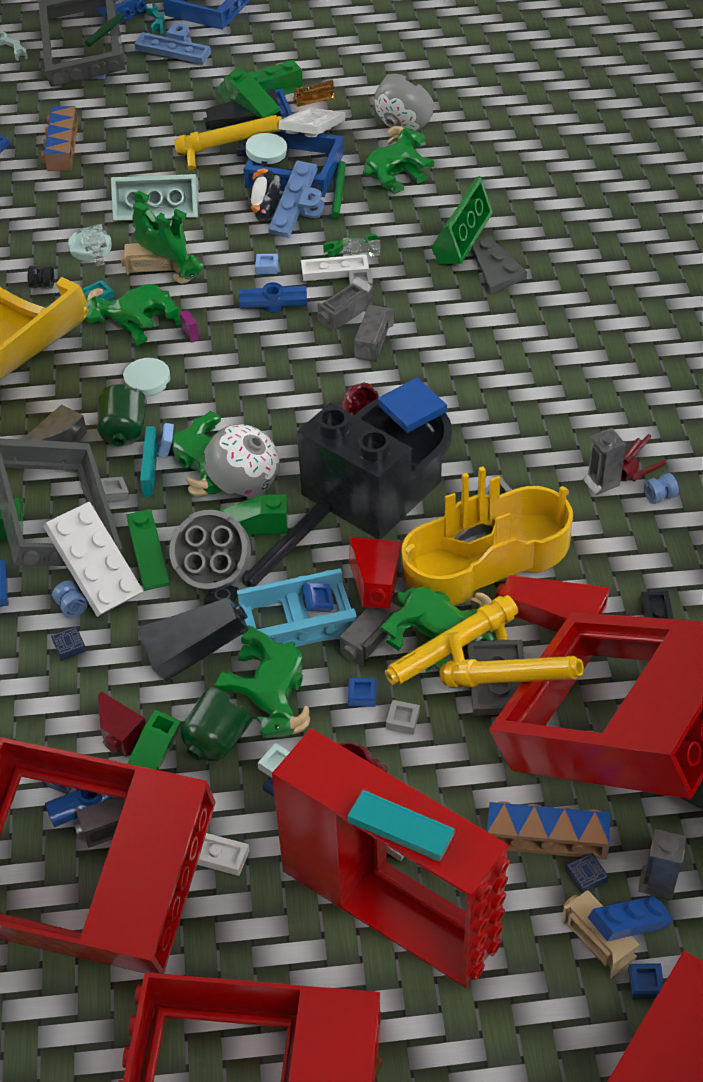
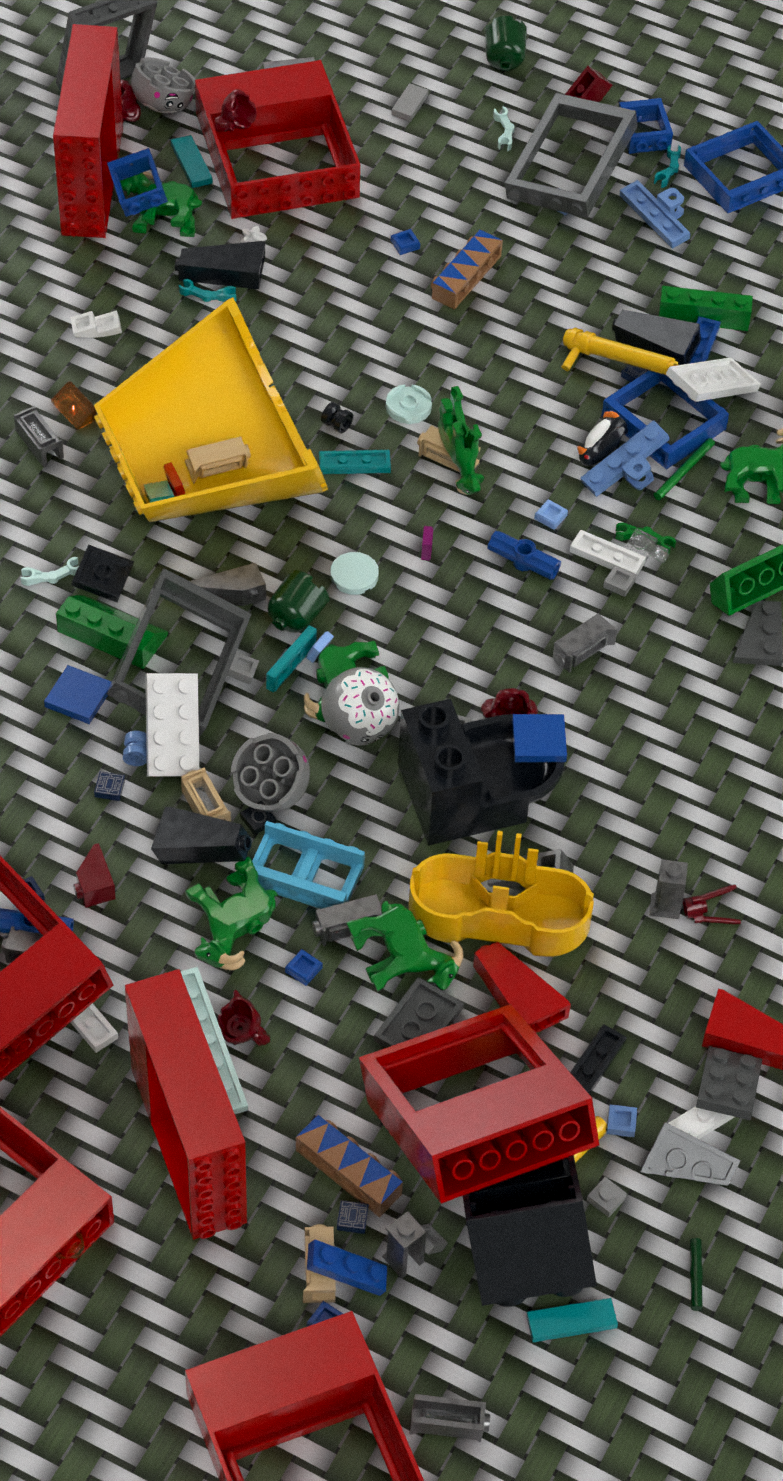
camera: 30 degrees right, 5 degrees up
(94, 240) = (408, 405): clear plate -> none
(102, 31) = (590, 165): dark green piece -> none
(133, 309) = (391, 497): green animal -> none
(147, 549) = (230, 736): green slope -> none
(155, 741) = (105, 911): green slope -> none
(159, 603) = (203, 796): none -> tan window
(164, 193) = (502, 386): light aqua slope -> none
(214, 726) = (159, 925): dark green cylinder -> none
(249, 94) = (667, 321): green slope -> none
(261, 514) = (339, 762): green slope -> none
(266, 148) = (641, 388): light aqua tile -> none
(286, 544) = (346, 802): black axle -> none
(314, 93) = (750, 344): clear orange slope -> none
(318, 597) = (331, 865): blue tile -> none
(345, 304) = (583, 599): flat silver window -> none
(375, 569) = (388, 871): red slope -> none
(401, 825) = (179, 1080): teal tile -> none
(402, 717) = (315, 1007): light grey plate -> none
(471, 672) = (393, 1005): yellow cylinder -> none
(487, 619) = (439, 967): yellow cylinder -> none
(661, 488) = (706, 943): medium blue wheel -> none

